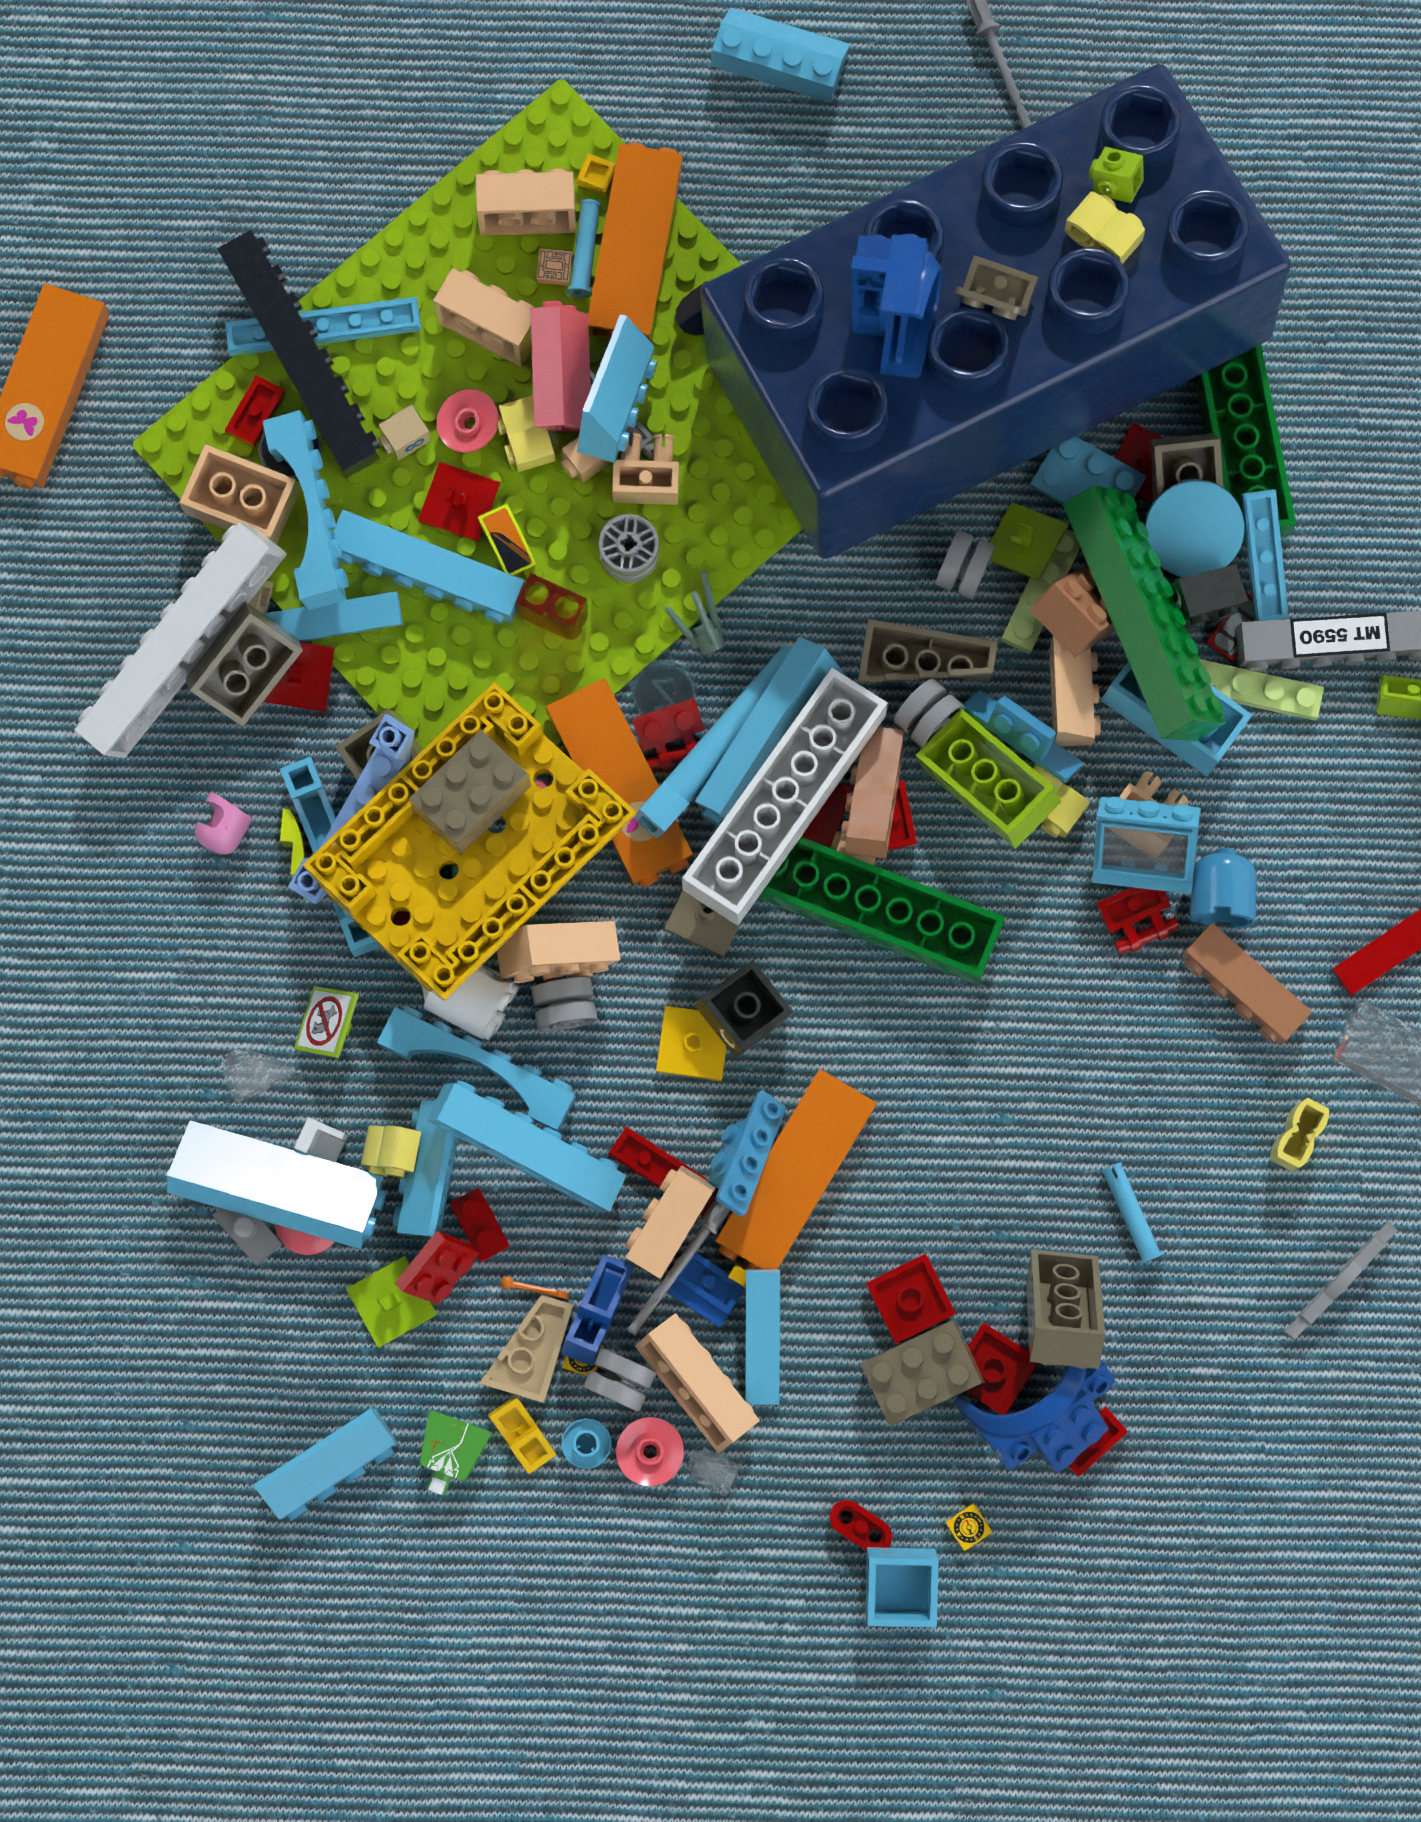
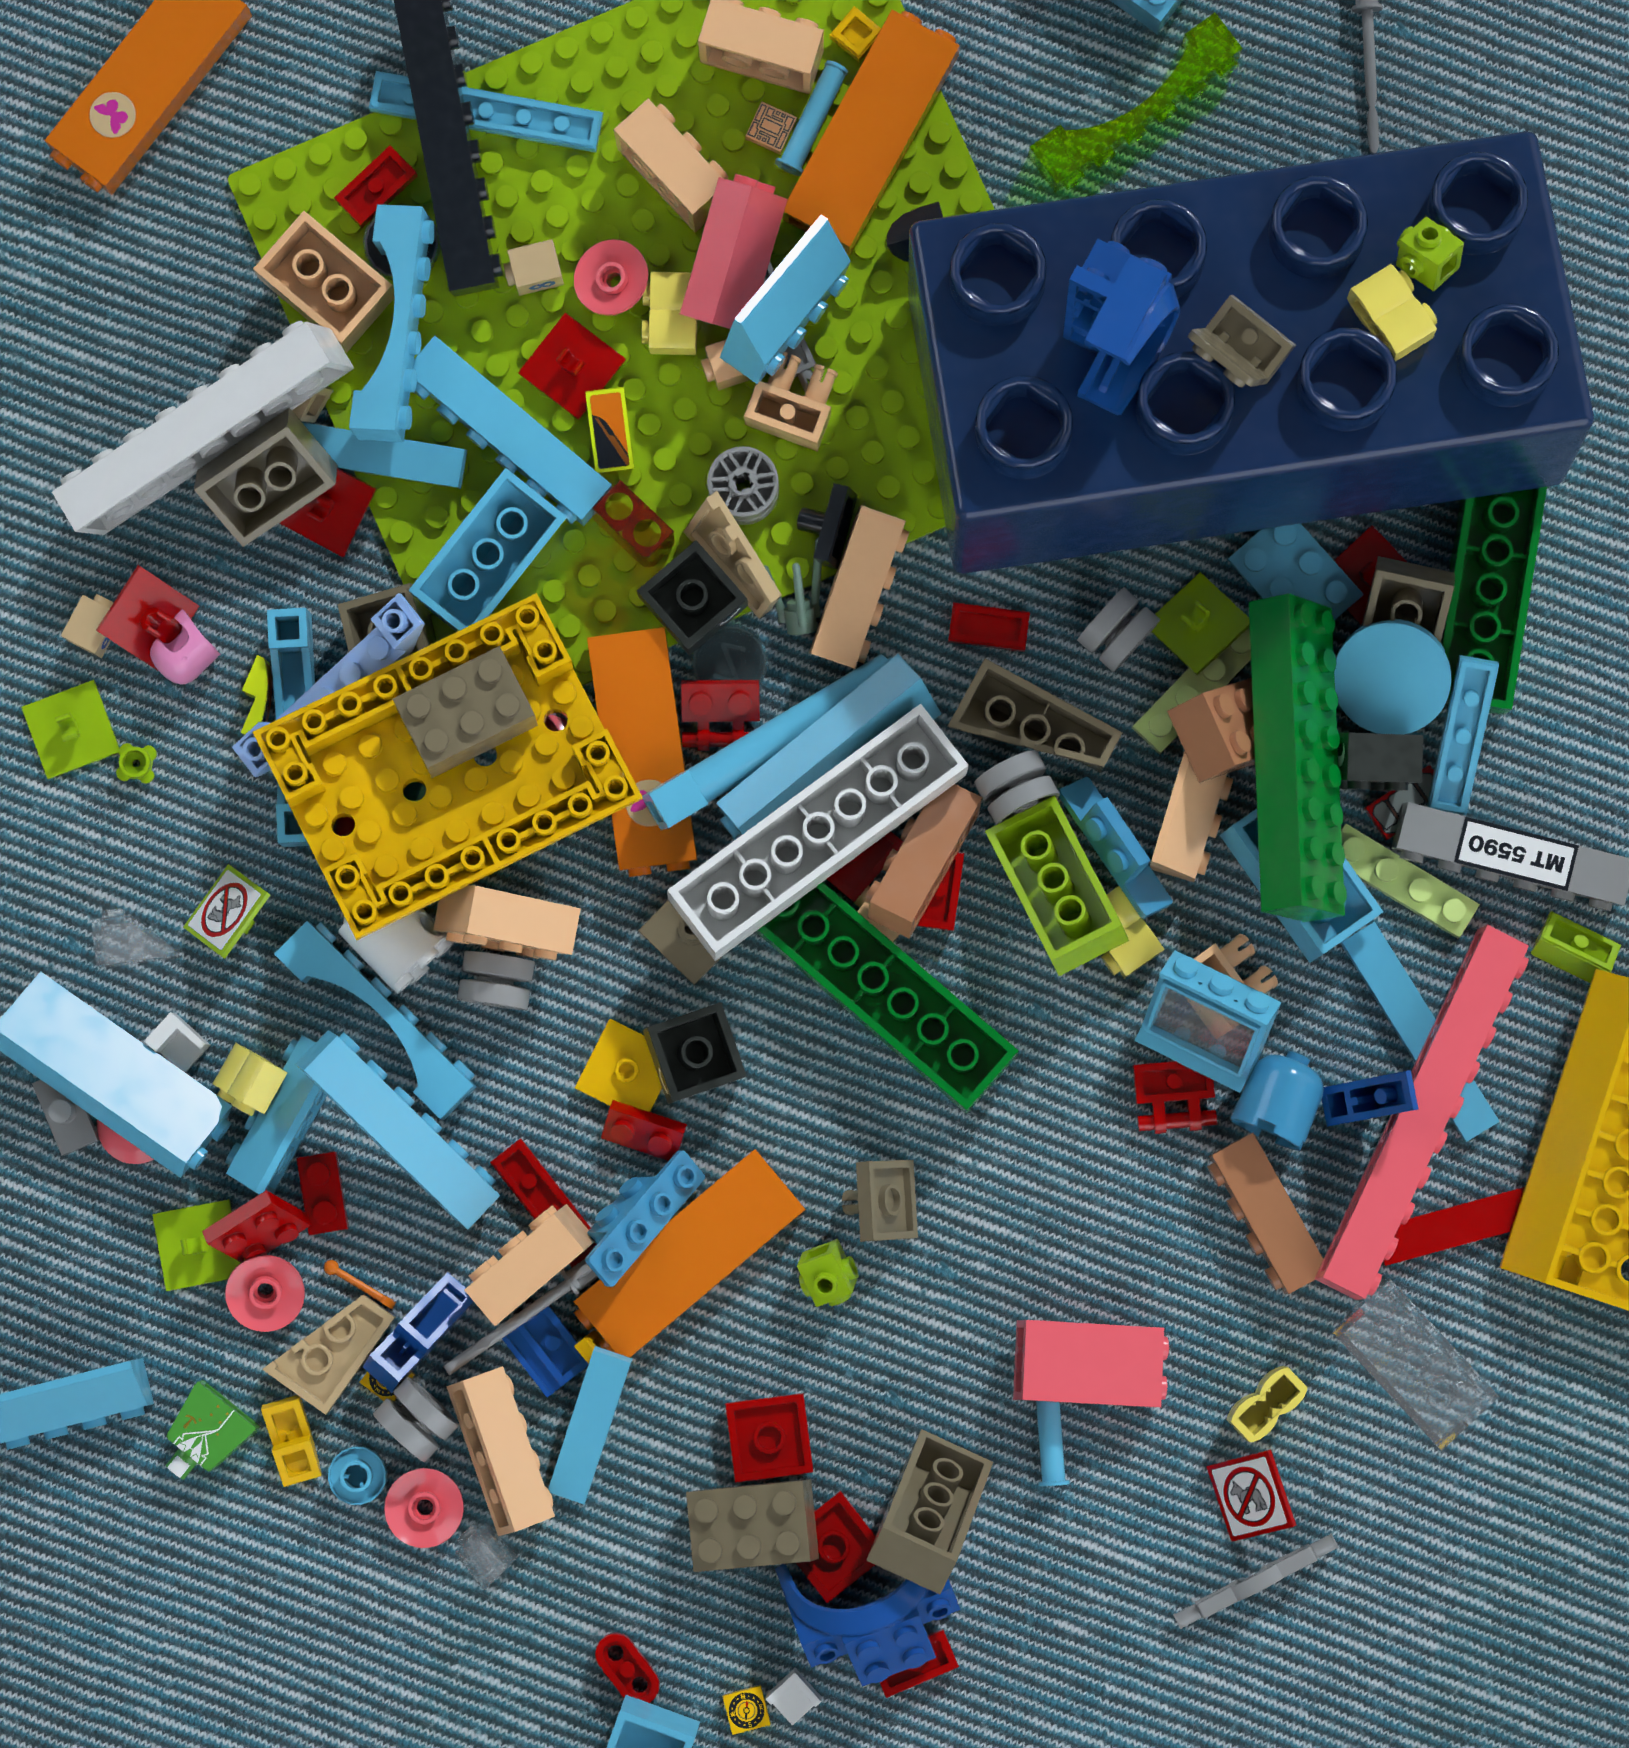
camera: 25 degrees right, 5 degrees up
(140, 830) = (84, 622): none -> tan brick
(149, 920) = (71, 729): none -> lime piece
(179, 807) = (144, 613): none -> red piece
(203, 925) = (128, 755): none -> lime plate
(443, 665) = (487, 553): none -> medium azure slope
(470, 1334) = (263, 1311): none -> coral dish
(619, 648) = (692, 597): none -> pearl dark grey brick
(638, 604) = (728, 546): none -> tan wing
(708, 557) = (830, 525): none -> black tile
(723, 1086) = (643, 1130): none -> red plate
(747, 599) = (858, 586): none -> light nougat brick
(795, 212) = (1066, 154): none -> clear neon green arch
(860, 598) = (989, 627): none -> red tile
(912, 1150) = (827, 1274): none -> lime brick
(937, 1075) = (884, 1200): none -> dark tan tile
(1003, 1502) = (793, 1696): none -> white panel
(1147, 1150) = (1090, 1363): none -> coral brick
(1296, 862) = (1369, 1098): none -> blue slope
(1312, 802) = (1410, 1016): none -> medium azure tile
(1313, 1212) = (1251, 1495): none -> piece
(1340, 863) = (1412, 1136): none -> coral brick

